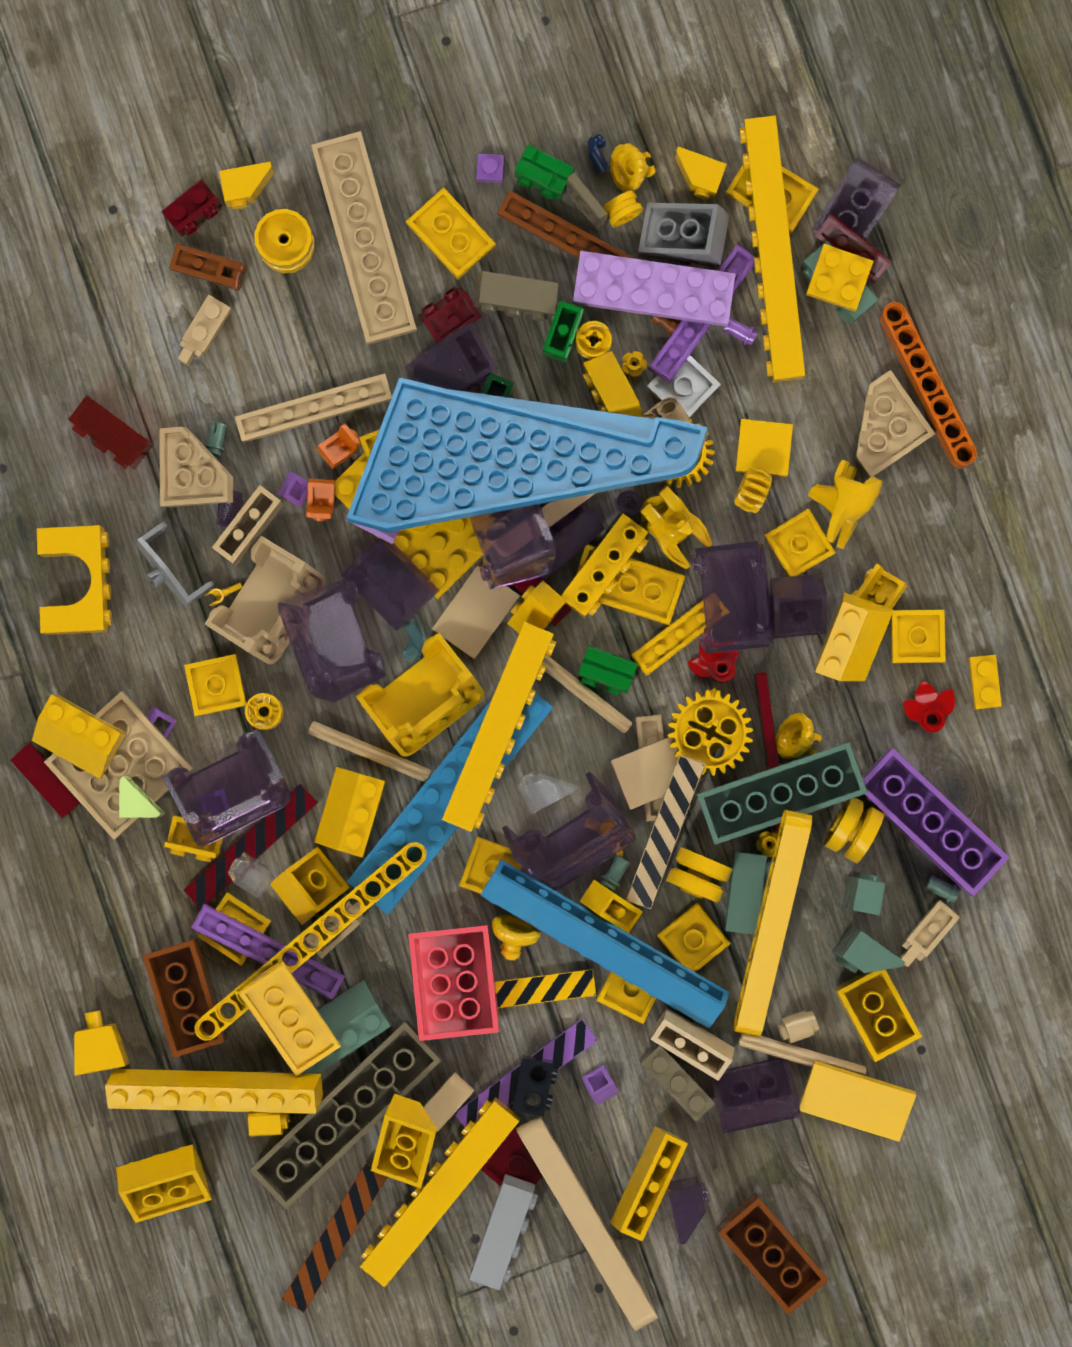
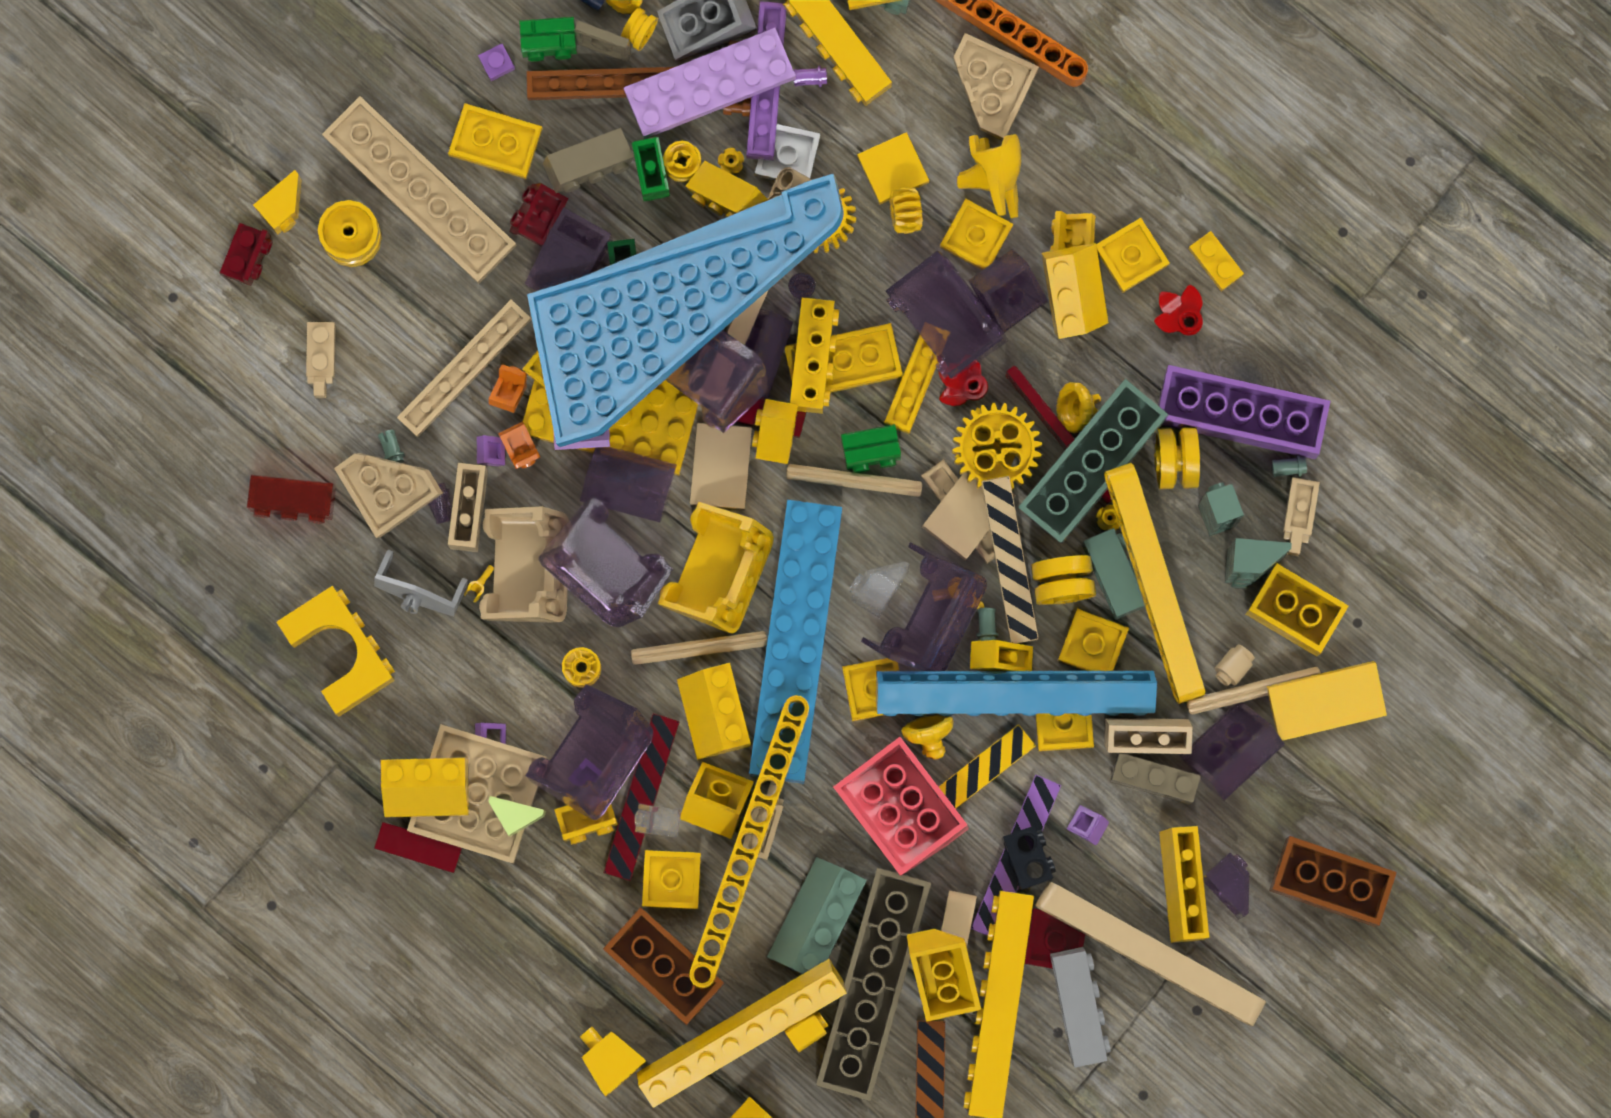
camera: 30 degrees left, 5 degrees down
(207, 266) = (291, 298): dark orange plate -> none
(215, 685) = (523, 669): yellow plate -> none
(262, 948) = (707, 880): medium lavender tile -> none
(289, 1017) = (770, 921): yellow tile -> none
(414, 648) = (683, 526): clear light blue arm -> none
(498, 727) = (804, 551): yellow brick -> none
(671, 524) = (850, 283): yellow piece -> none

